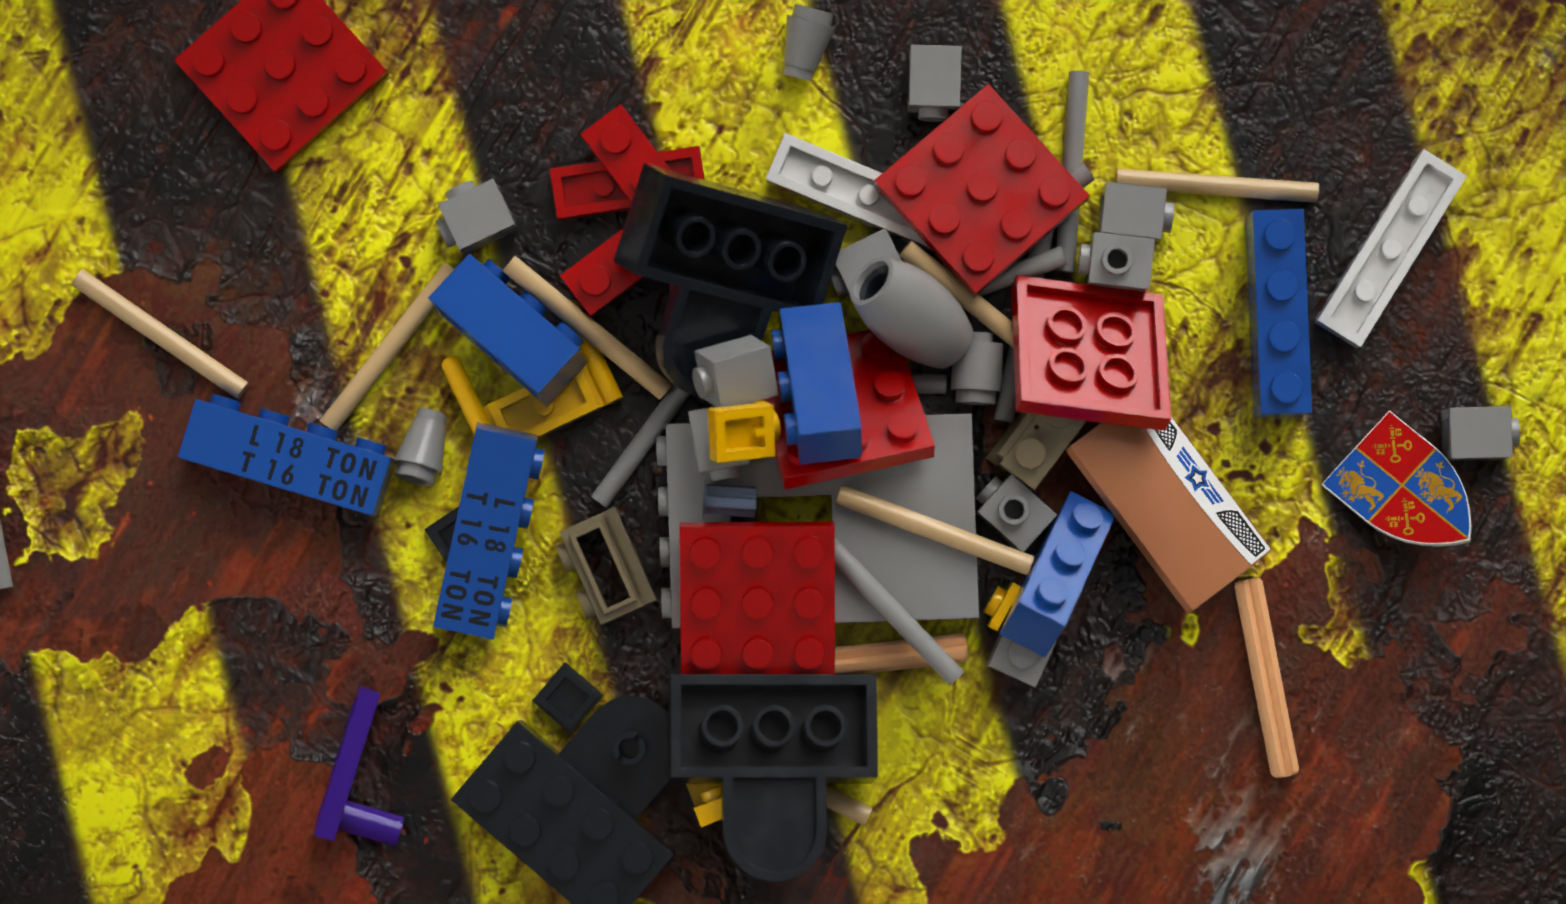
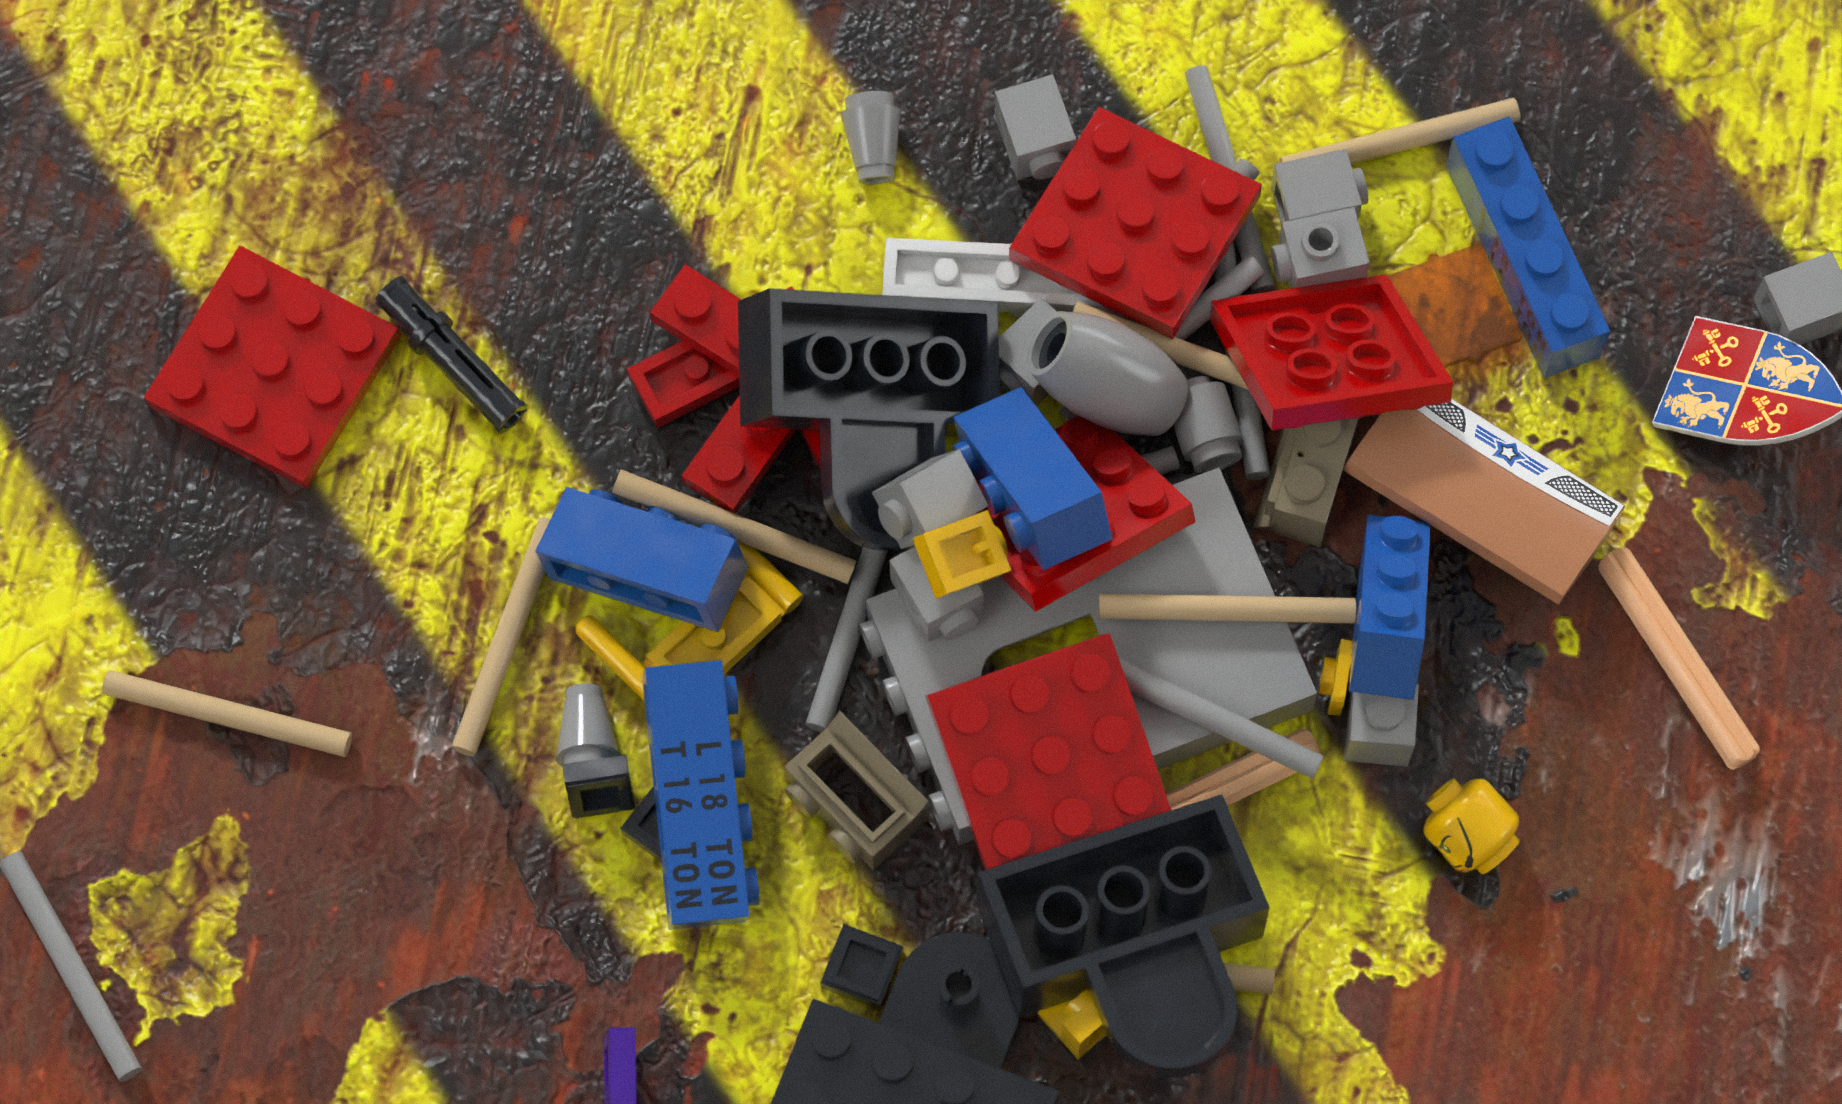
camera: 20 degrees left, 15 degrees down
(287, 457) = (427, 796): blue brick -> none
(412, 88) = (433, 335): none -> black pin
(417, 494) = (599, 786): none -> black tile
(474, 216) = (558, 450): light grey brick -> none
(729, 500) = (973, 654): sand blue piece -> none
(1013, 511) = (1310, 562): light grey brick -> none
(1058, 755) = (1471, 825): none -> yellow head
(1206, 337) = (1458, 305): none -> clear orange piece
(1390, 248) = (1623, 138): white gear -> none

